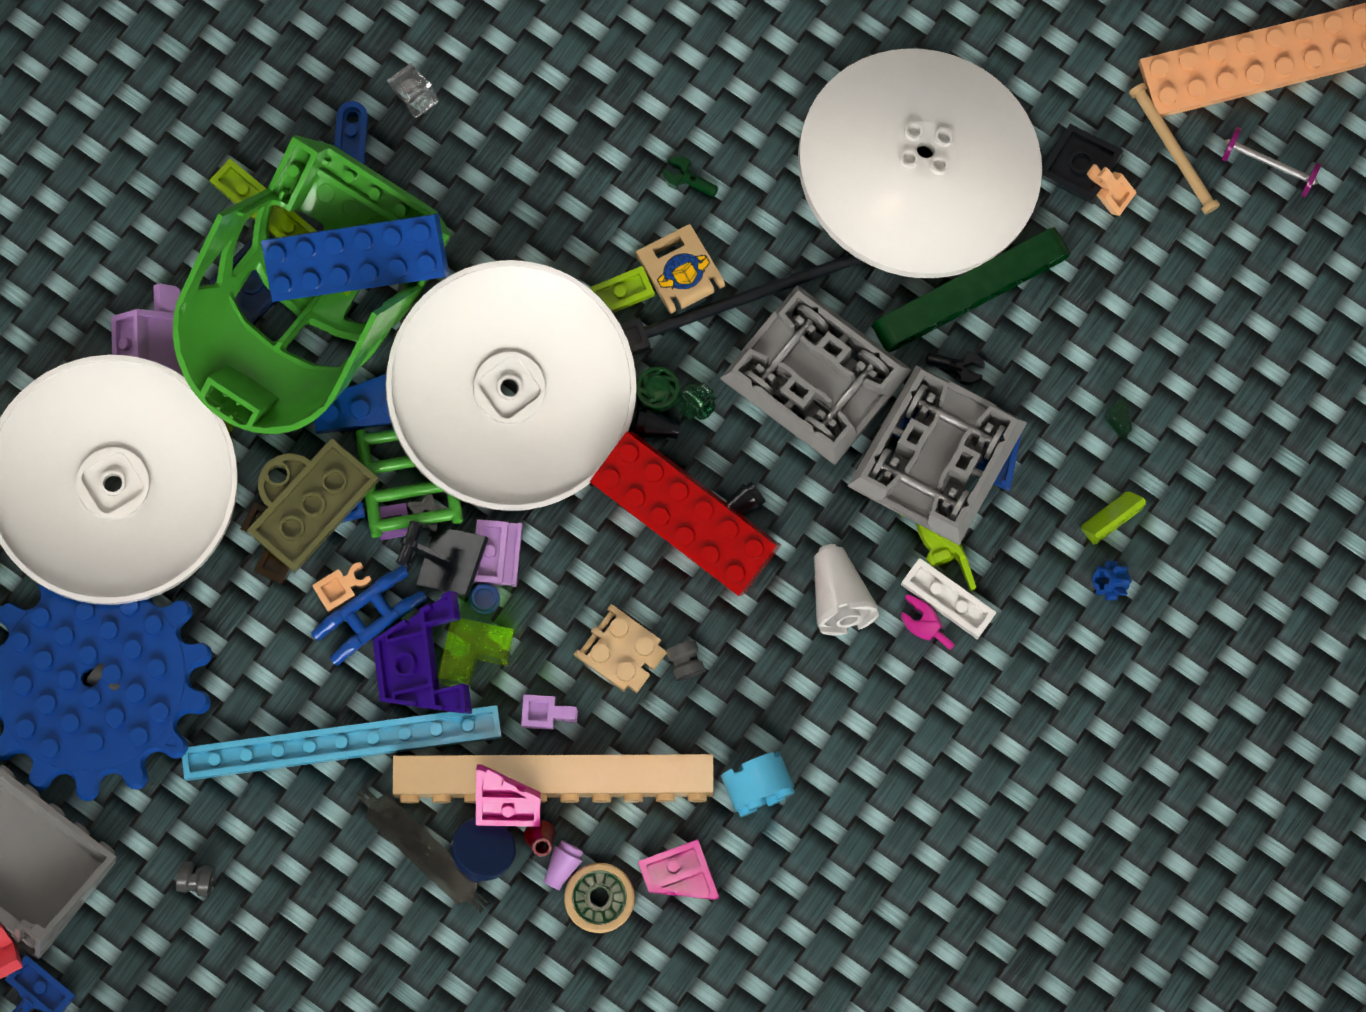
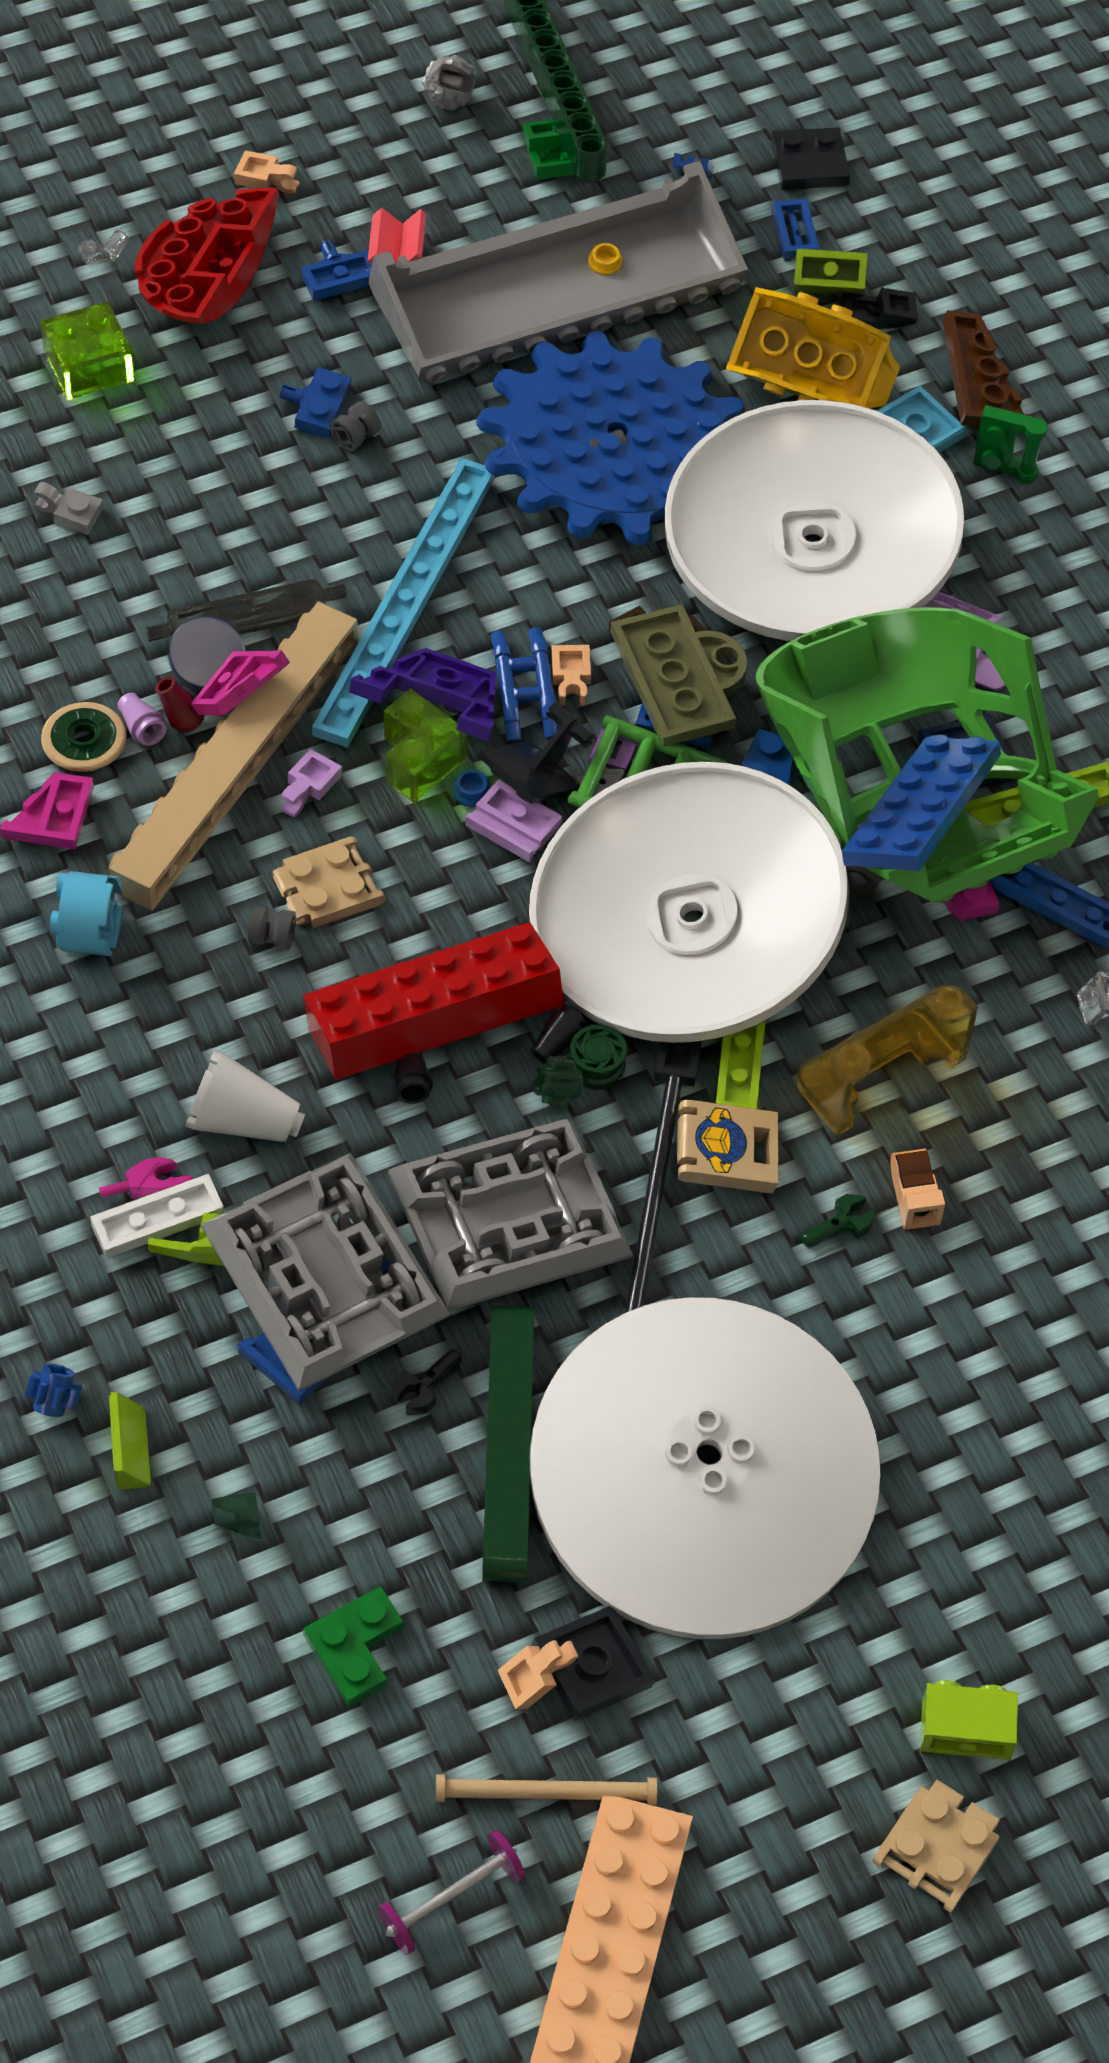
camera: 120 degrees right, 20 degrees down
(180, 926) = (319, 401): none -> blue plate
(549, 215) = (929, 1026): none -> clear yellow windscreen
(638, 140) = (916, 1189): none -> light nougat leg
(1153, 315) = (344, 1639): none -> green plate

